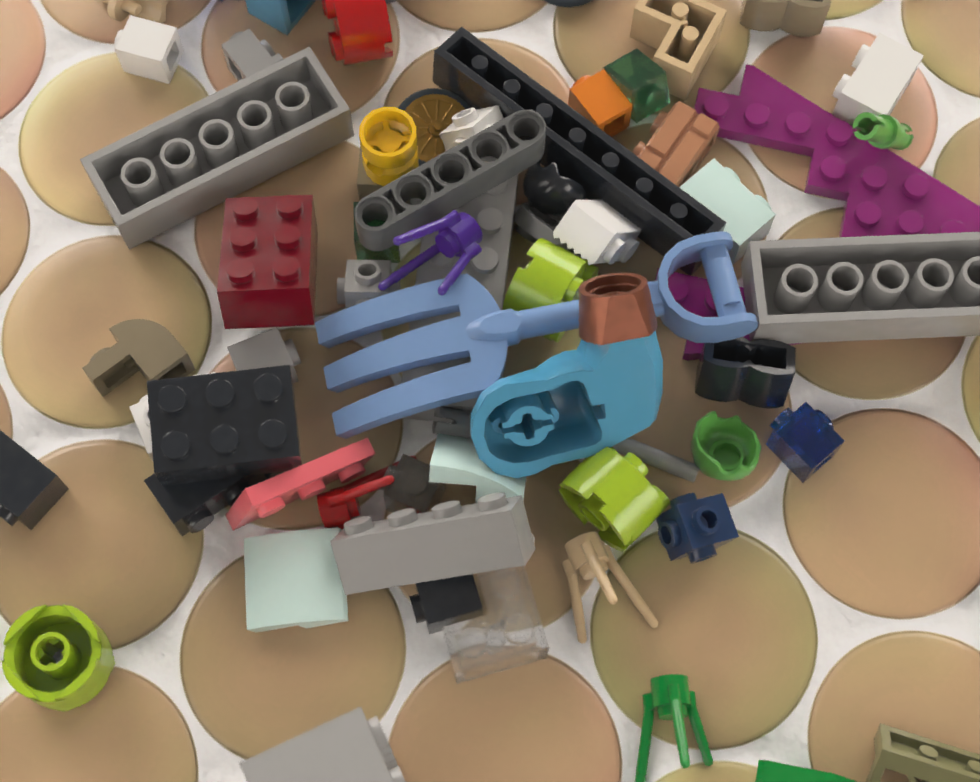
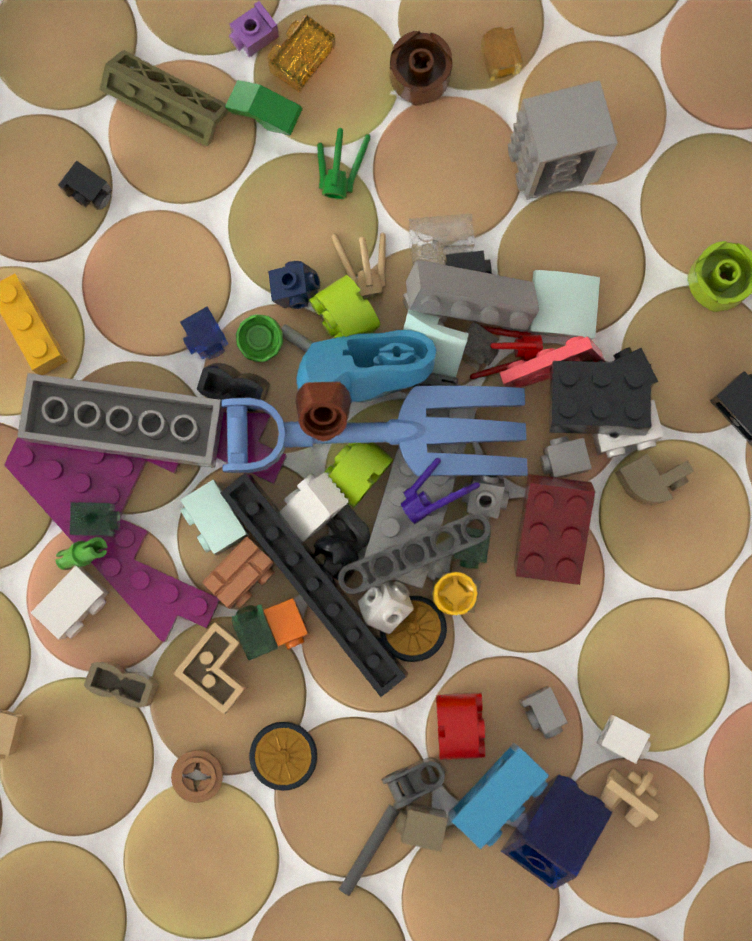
camera: 170 degrees left, 15 degrees up
(219, 147) = (579, 635): light grey brick -> none
(881, 169) = (93, 519): none -> clear green brick

